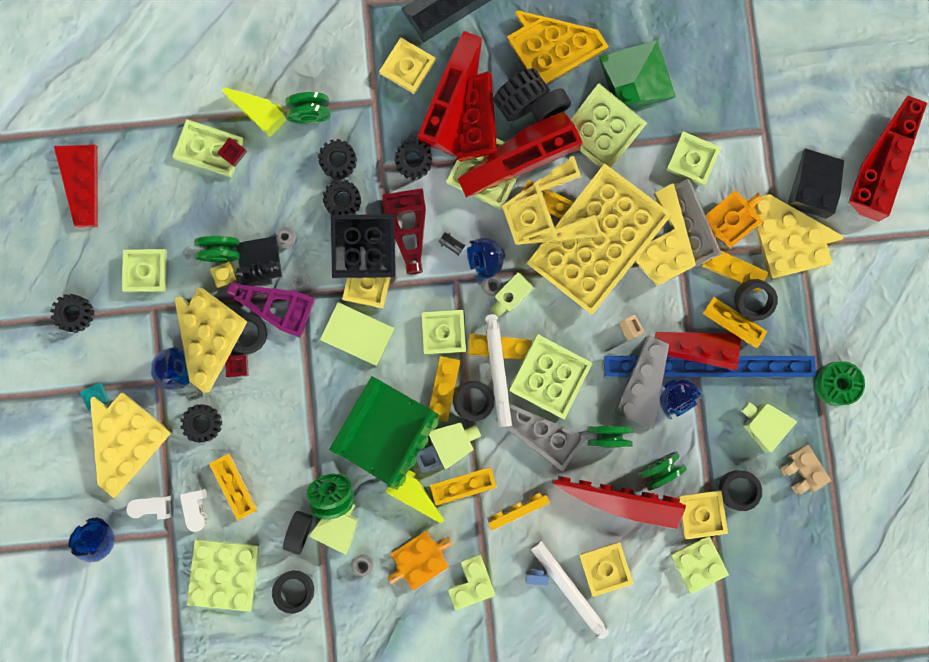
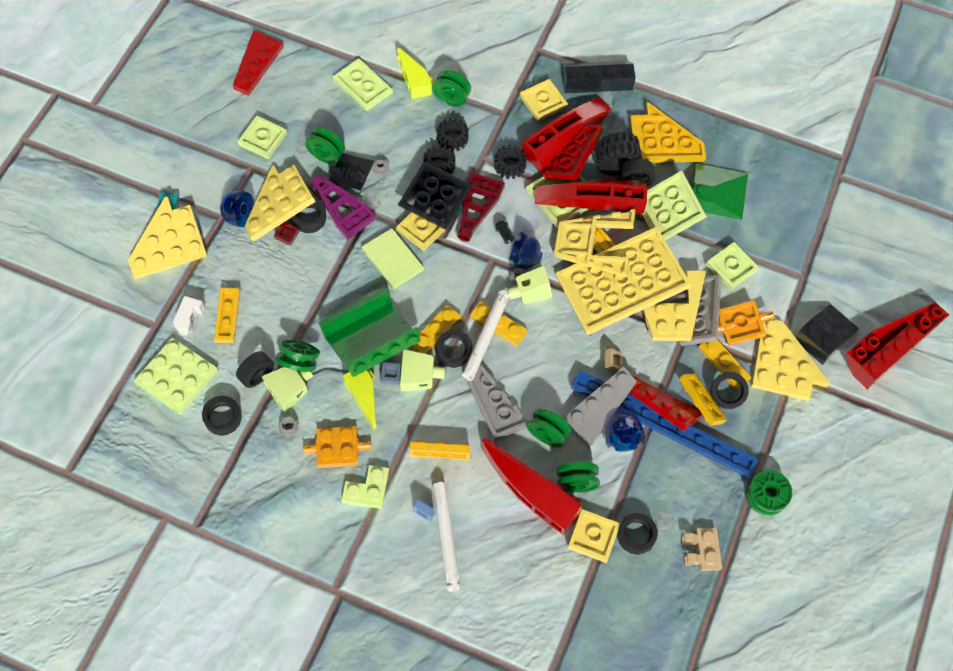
camera: 25 degrees right, 20 degrees down
(61, 307) = (191, 147): black tyre -> none
(92, 540) = (97, 295): clear blue cylinder -> none
(153, 505) = (156, 295): white leg -> none
(192, 414) = (233, 268): black tyre -> none
(224, 275) = (318, 167): light yellow plate -> none
(232, 152) = (377, 91): dark red plate -> none
(443, 332) = (460, 289): yellowish green plate -> none
(463, 486) = (407, 408): yellow plate -> none
(550, 376) = (526, 362): yellowish green plate -> none
(606, 569) = (486, 535): light yellow plate -> none
(699, 564) = (568, 576): yellowish green plate -> none
(767, 425) = (688, 492): yellowish green torso -> none

